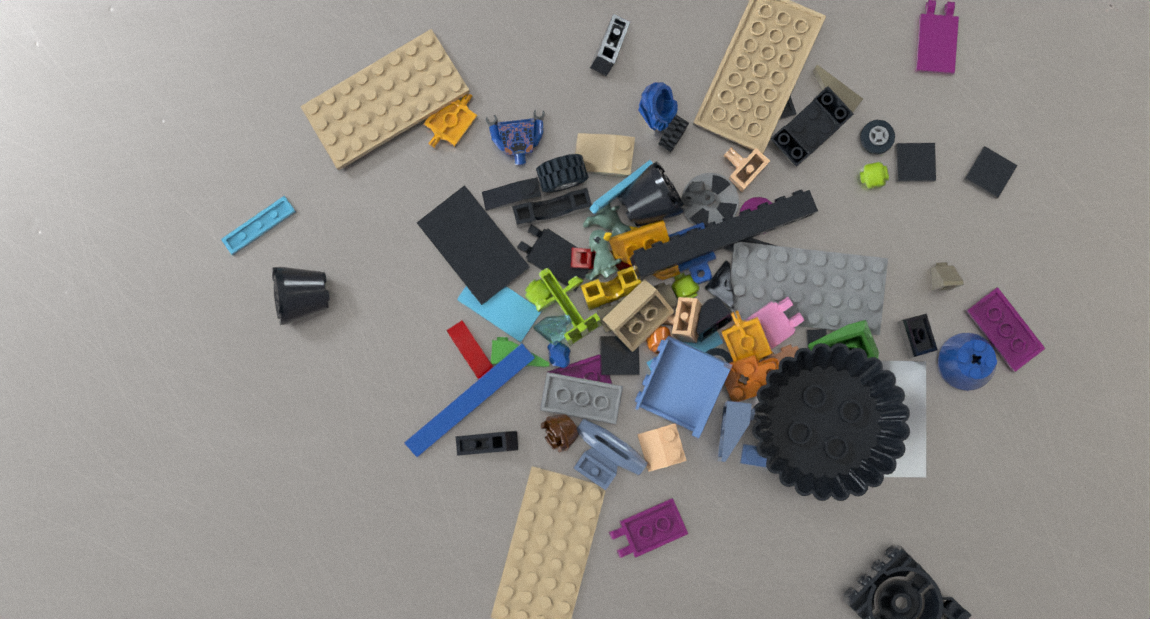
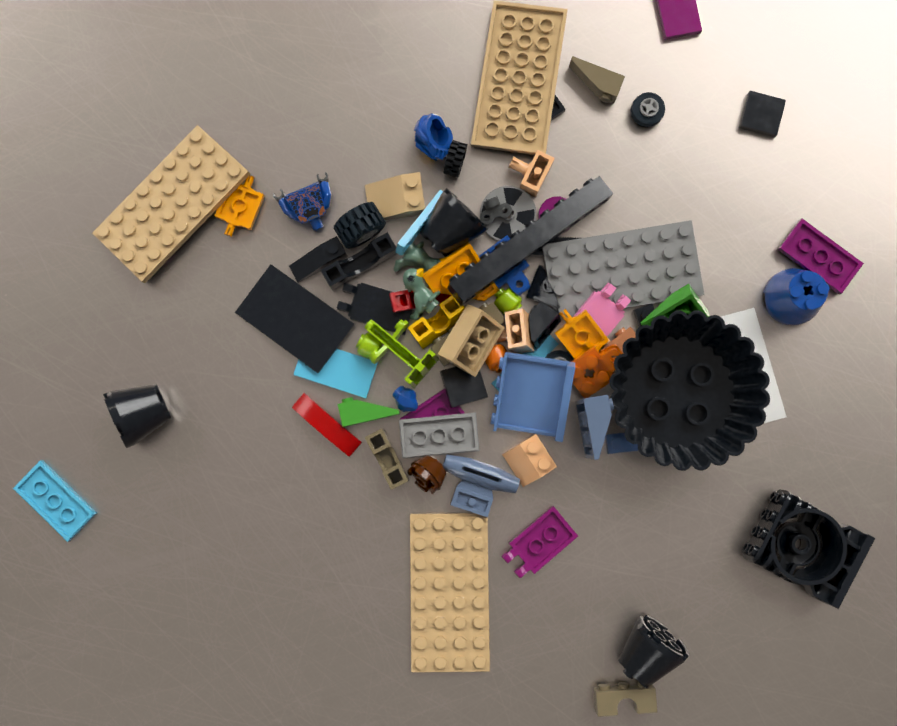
camera: 20 degrees left, 0 degrees up
(194, 356) = (55, 500): none -> medium azure tile
(258, 225) = (83, 358): medium azure tile -> none
(469, 400) = (331, 467): blue tile -> none
(487, 443) = (360, 504): black slope -> none
(525, 406) = (387, 458): none -> dark tan arch
(553, 328) = (393, 375): clear light blue slope -> none
(610, 45) = (371, 93): slope -> none
(812, 126) = (585, 115): black slope -> none
(874, 175) = (656, 145): lime head -> none
(915, 162) = (690, 123): black tile -> none
(917, 335) = (739, 286): black slope -> none
(945, 277) = (751, 222): dark tan slope -> none

